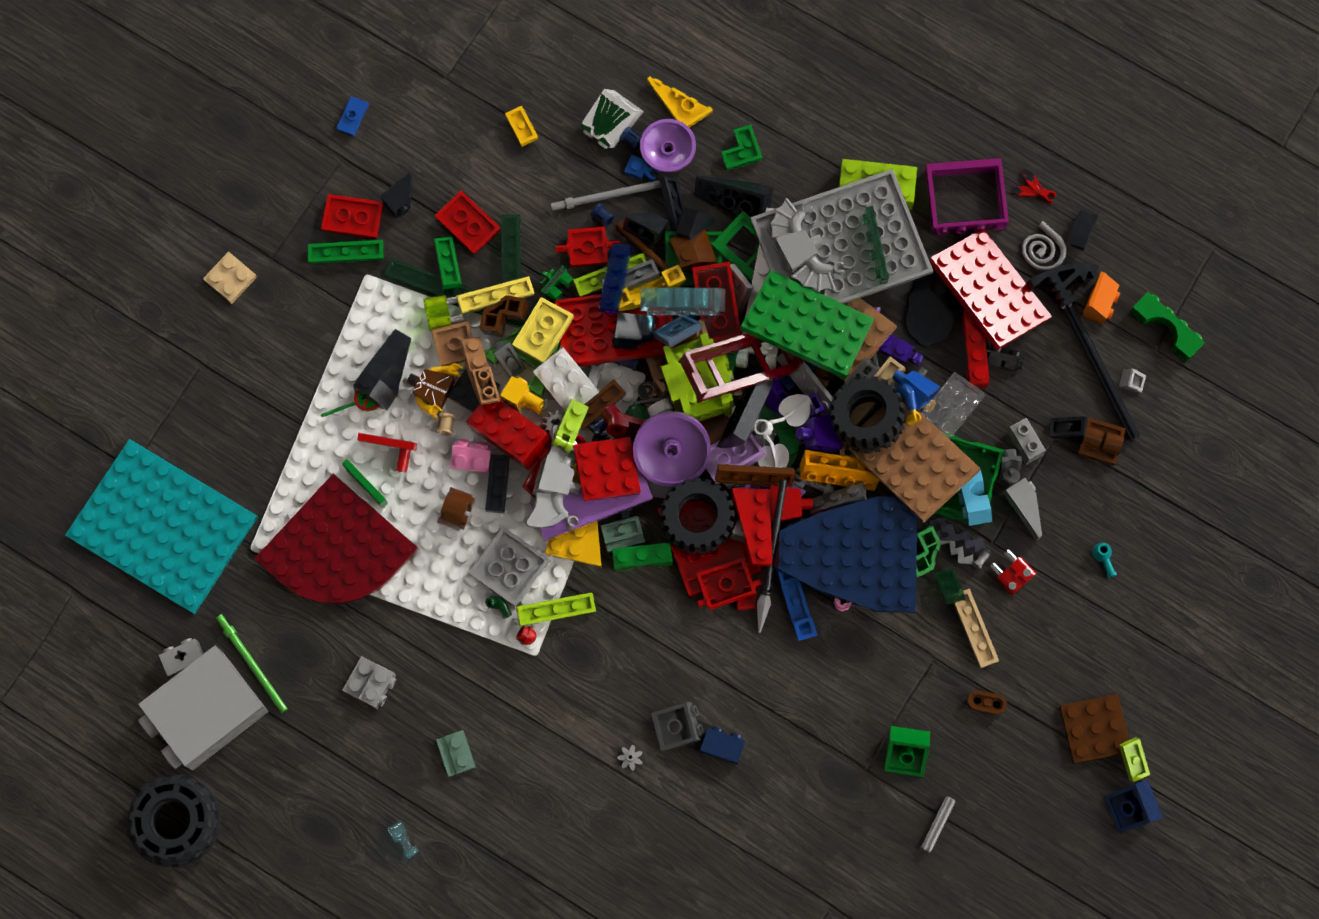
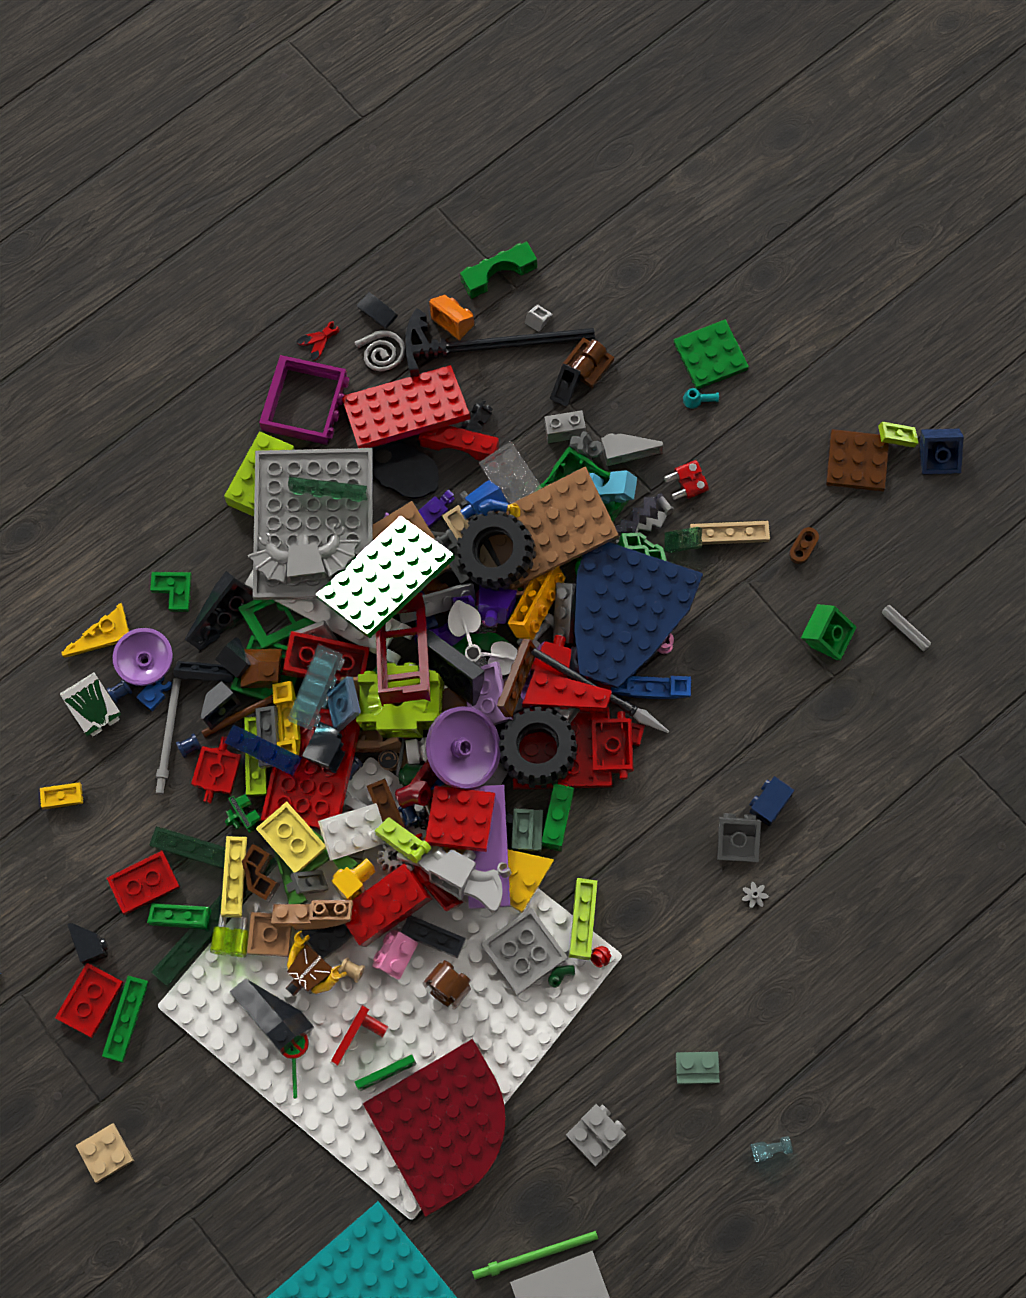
camera: 70 degrees left, 5 degrees down
(1155, 555) = (711, 354): none -> green plate

